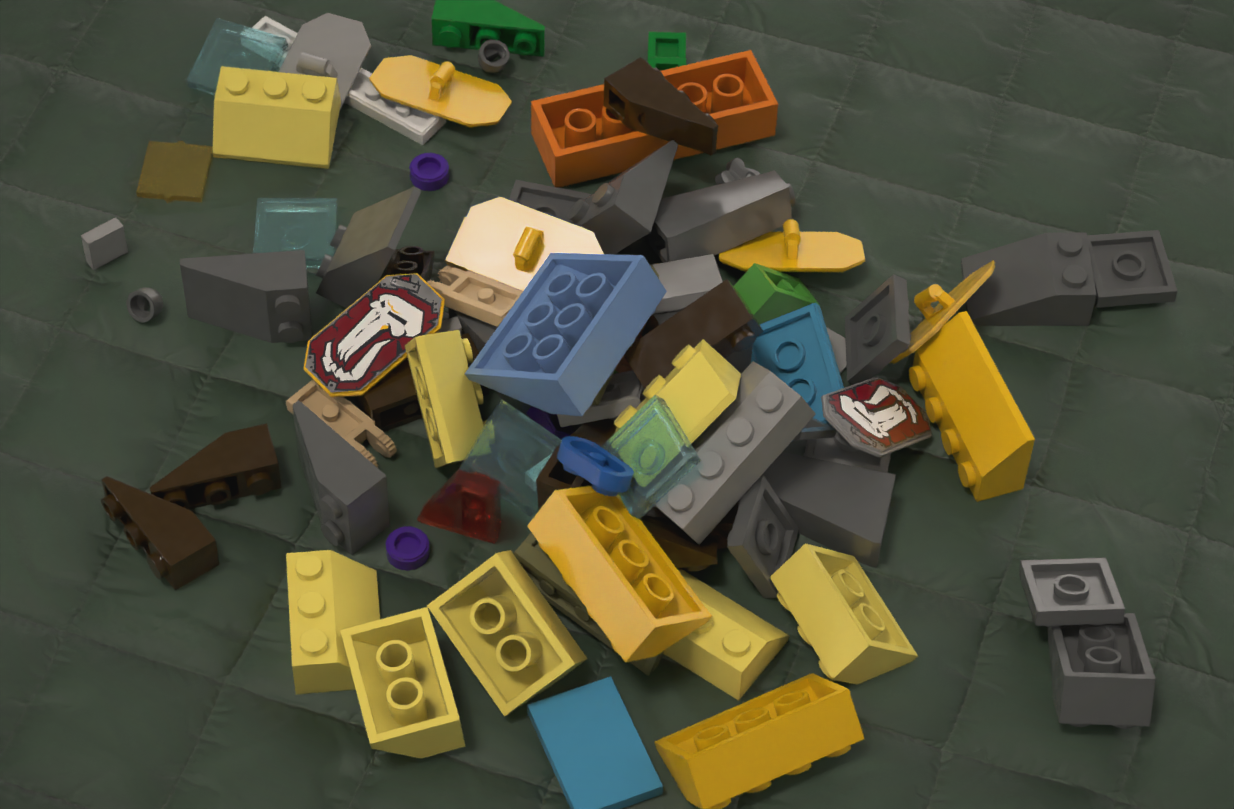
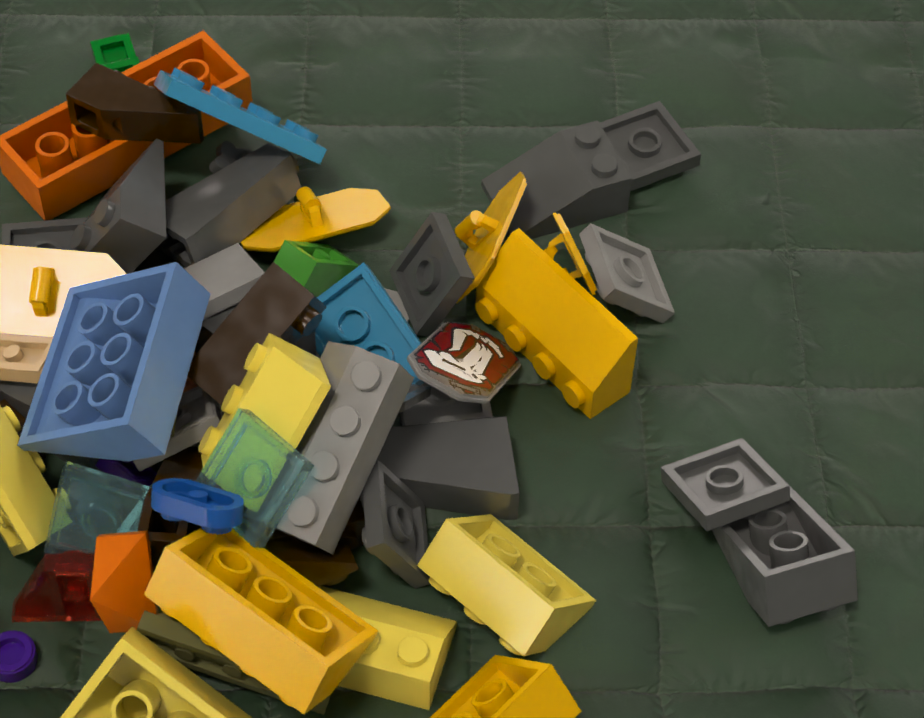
camera: 20 degrees left, 0 degrees up
(512, 508) = (121, 578): none -> orange slope
(766, 147) = (228, 108): none -> dark azure plate
(1009, 346) = (566, 237): none -> yellow shield
(1058, 381) = (626, 274): none -> light grey plate

